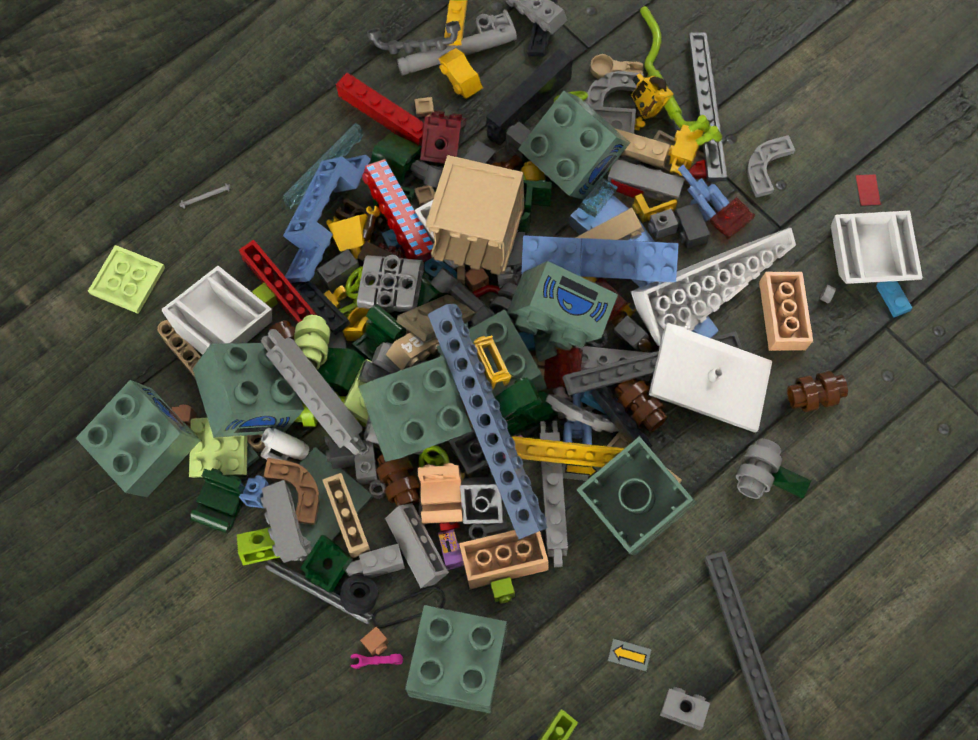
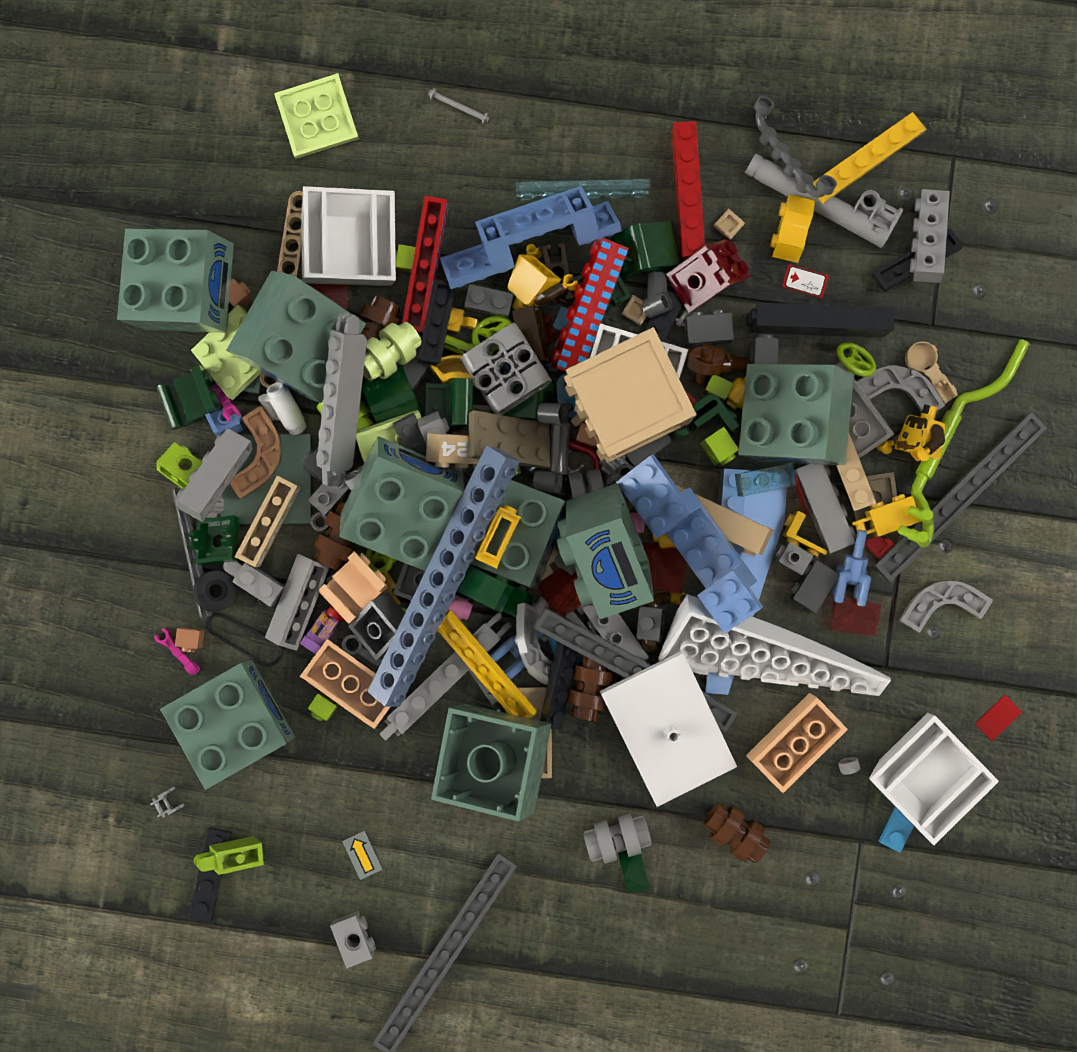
camera: 40 degrees right, 20 degrees up
(250, 476) = (228, 408): none -> dark pink piece
(497, 93) = (805, 281): none -> white sticker
(554, 208) = (720, 447): none -> lime brick

